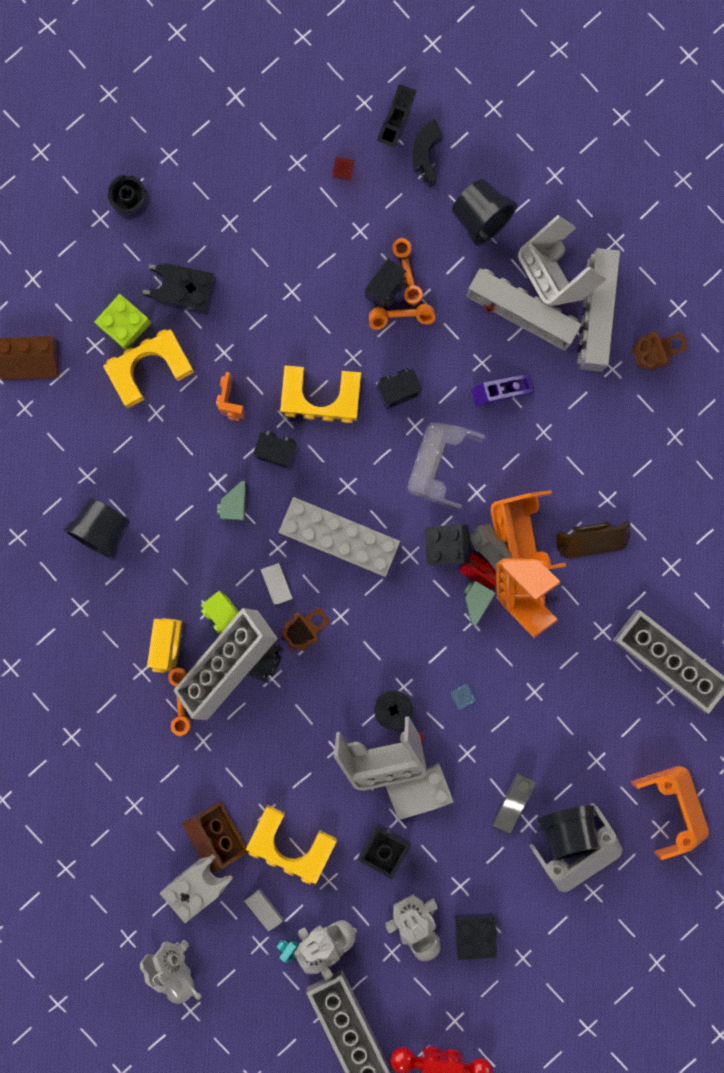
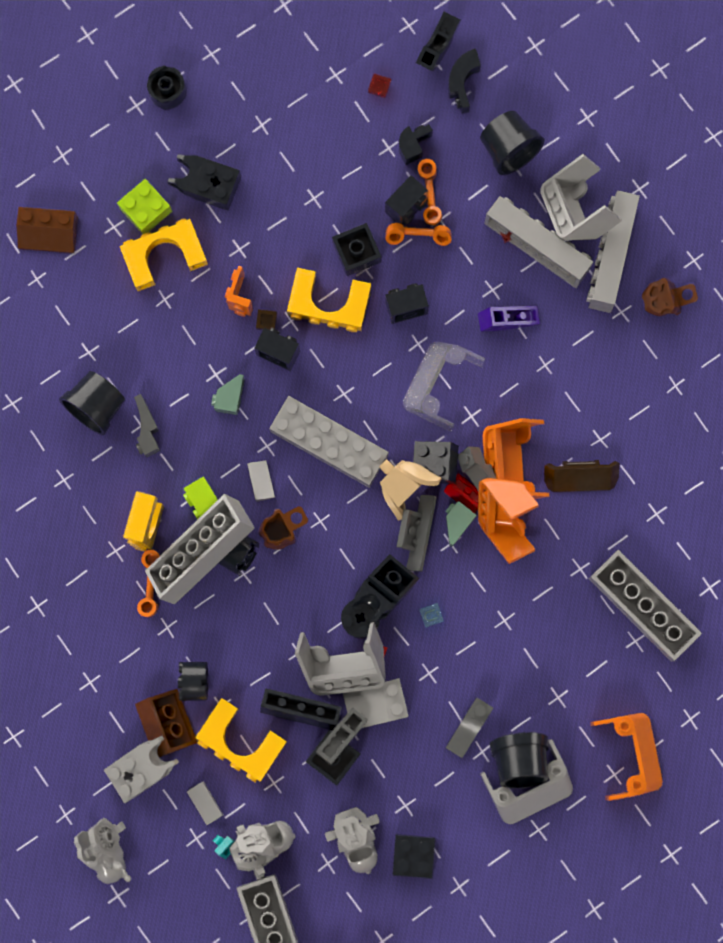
camera: 15 degrees right, 5 degrees down
(157, 560) = (147, 442): none -> dark grey slope
(236, 794) = (193, 681): none -> black brick
(260, 421) = (266, 319): none -> dark brown plate
(342, 339) = (356, 249): none -> black brick
(346, 807) = (300, 709): none -> black brick
(379, 223) = (409, 142): none -> black brick
(390, 831) = (341, 736): none -> dark grey slope
(414, 678) = (385, 588): none -> black brick
(419, 570) = (403, 482): none -> tan torso
(437, 616) = (416, 530): none -> dark grey bracket

